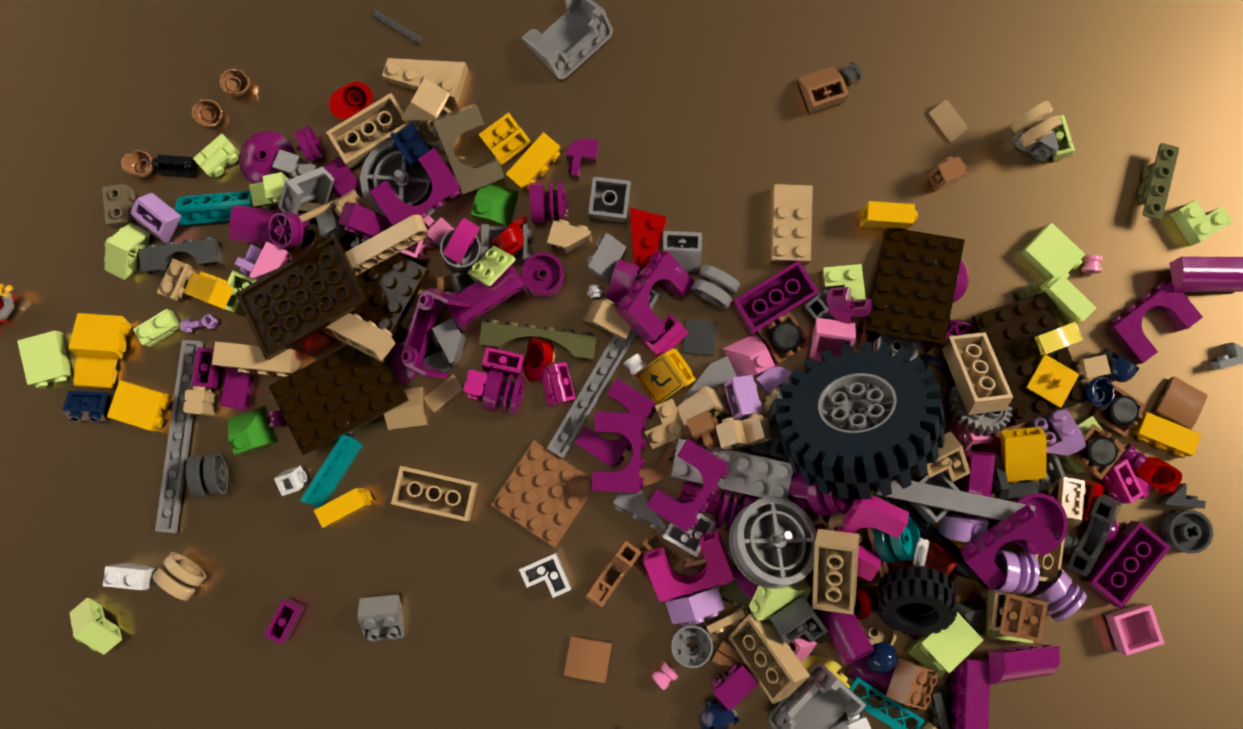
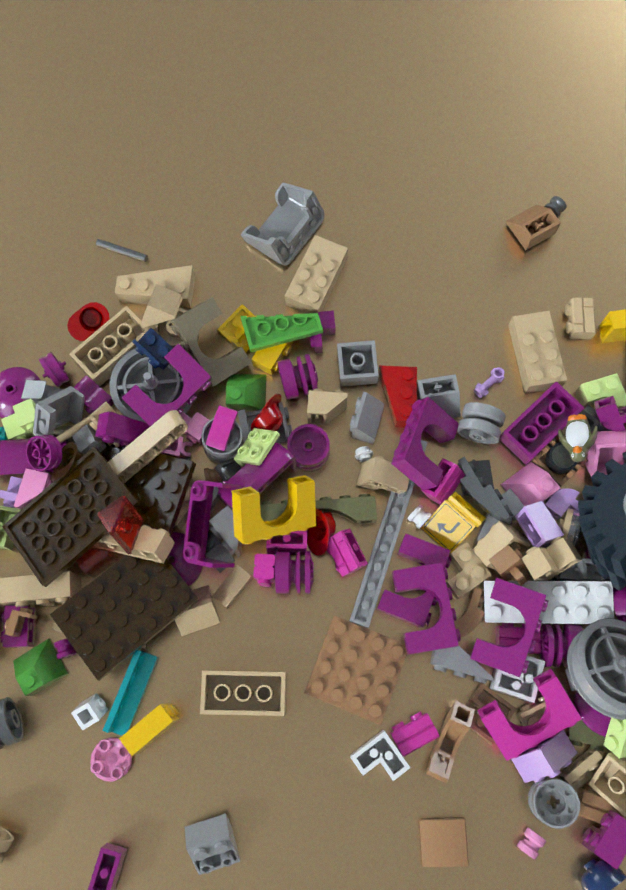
camera: 10 degrees left, 10 degrees down
(235, 386) = (16, 621): none -> medium nougat bracket
(303, 527) = (110, 760): none -> bright pink dish
(348, 317) = (122, 522): none -> clear red slope
(516, 341) = (298, 514): none -> yellow arch
(532, 149) = (279, 329): none -> bright green wing
(582, 561) = (414, 734): none -> dark pink brick
(589, 98) = (316, 276): none -> tan brick
(623, 277) = (388, 436): magenta brick -> none
(699, 356) = (483, 495): none -> dark grey slope
(746, 241) = (497, 376): none -> lavender bar
(802, 321) = (578, 437): none -> animal
(844, 198) = (580, 318): none -> tan brick

